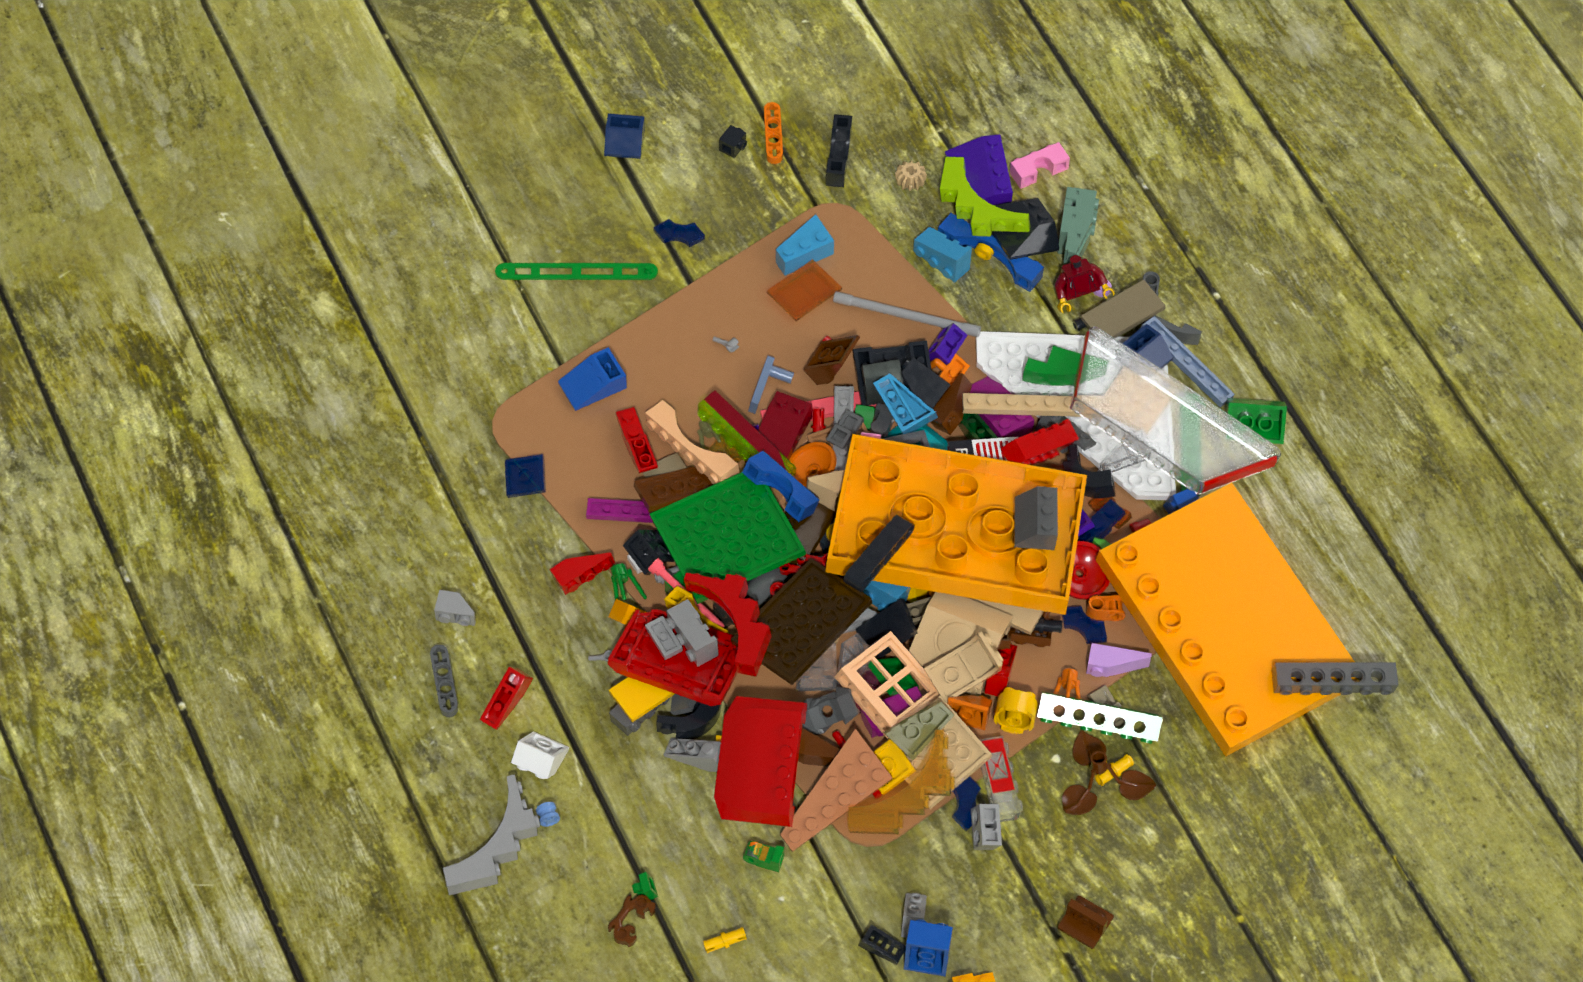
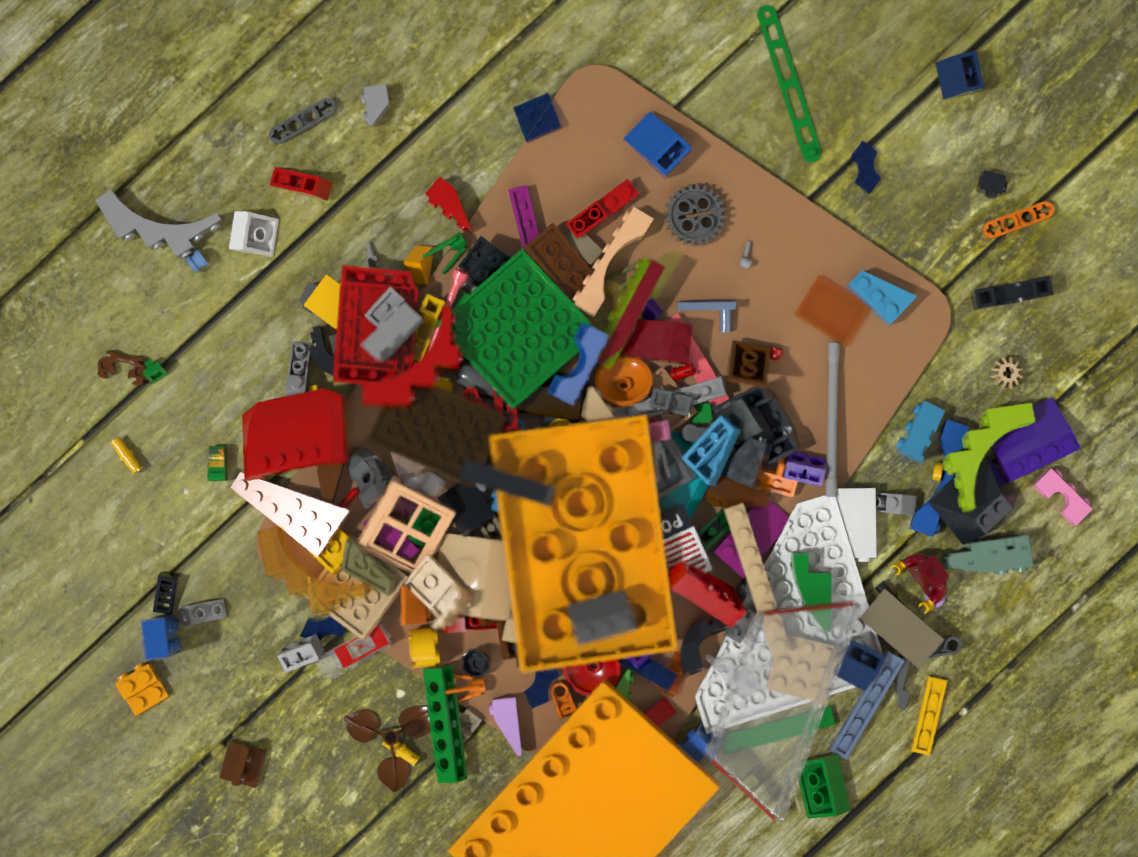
camera: 75 degrees right, 30 degrees up
(655, 367) = (691, 198): none -> dark grey gear
(1002, 293) = (895, 503): none -> light grey slope
(1007, 318) = (859, 518): none -> white slope
(1045, 671) = (476, 662): none -> black hair
(1212, 321) = (928, 715): none -> yellow tile

